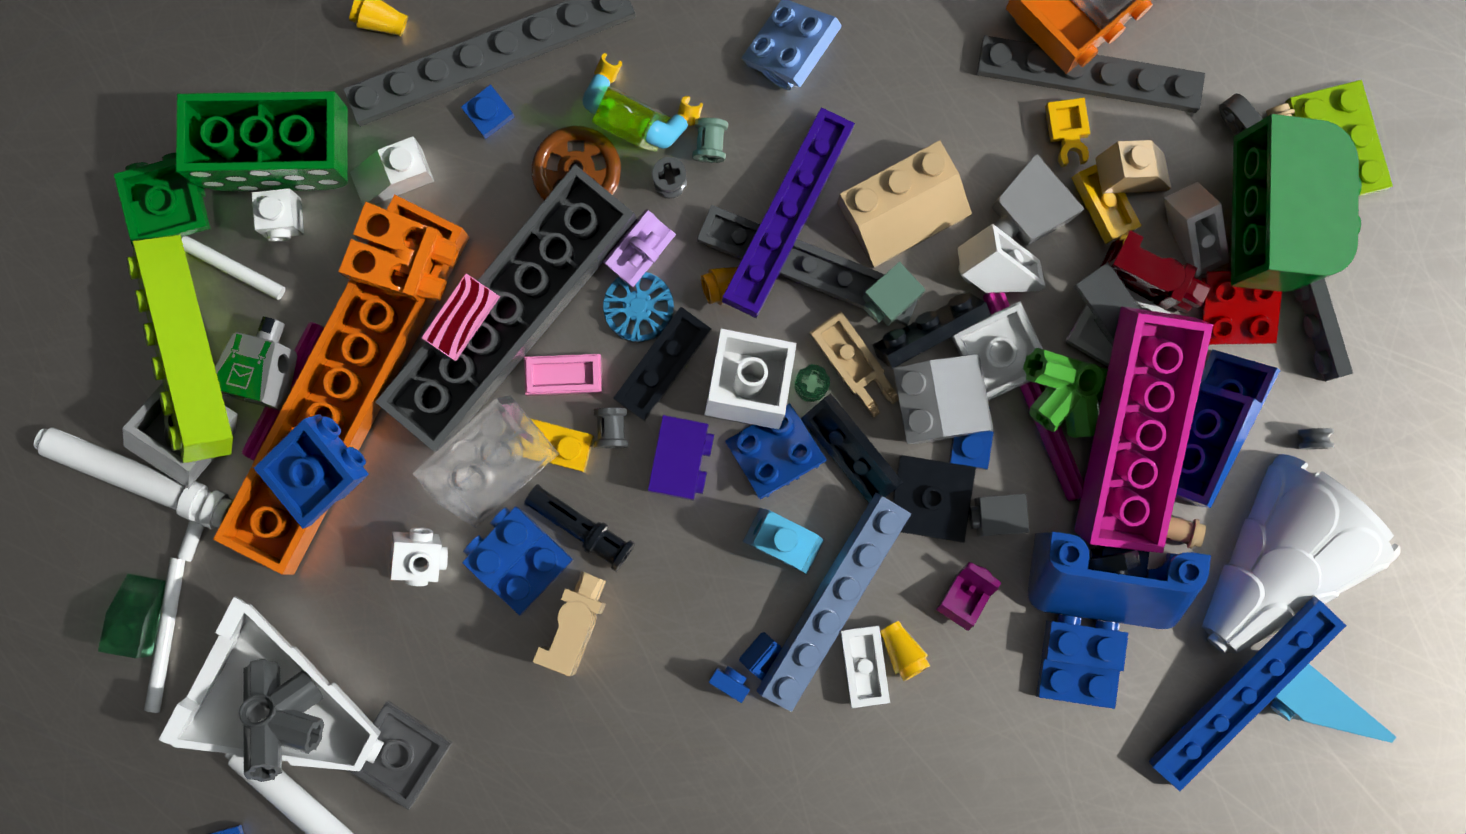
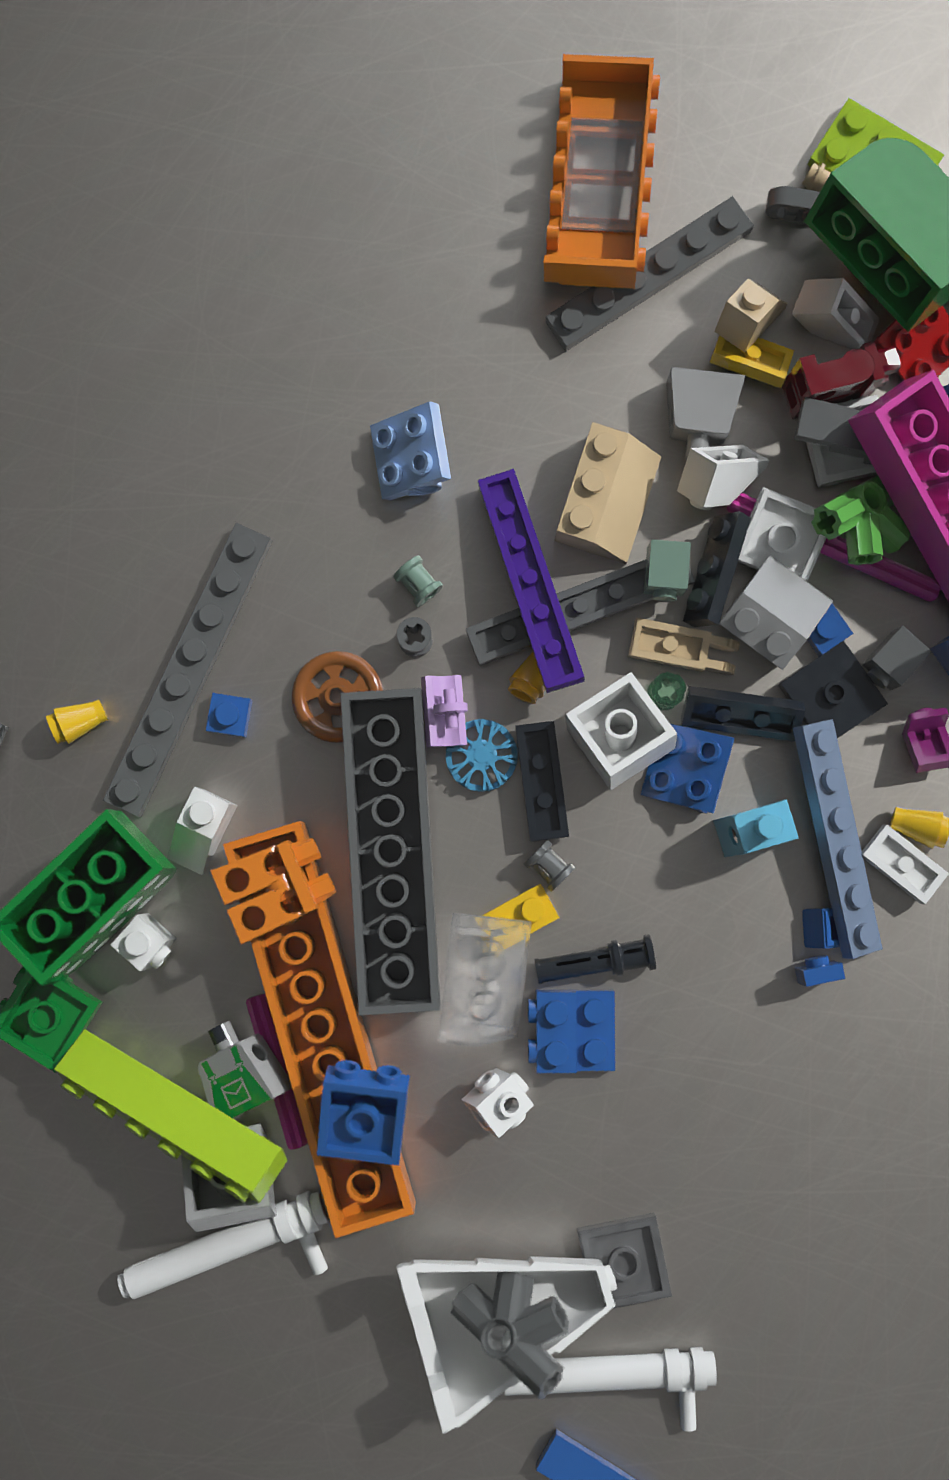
camera: 40 degrees left, 0 degrees up
(133, 618) = (327, 1354): clear green slope -> none
(164, 635) = (361, 1343): white bar -> none
(233, 268) = (147, 1015): white bar -> none
(460, 317) = (364, 889): tile -> none
(563, 374) = (474, 859): bright pink tile -> none
(576, 625) = (670, 1040): tan hips -> none
(629, 116) = (341, 619): torso -> none
(680, 458) = (623, 839): dark purple brick -> none
(1068, 123) = (669, 324): yellow plate -> none

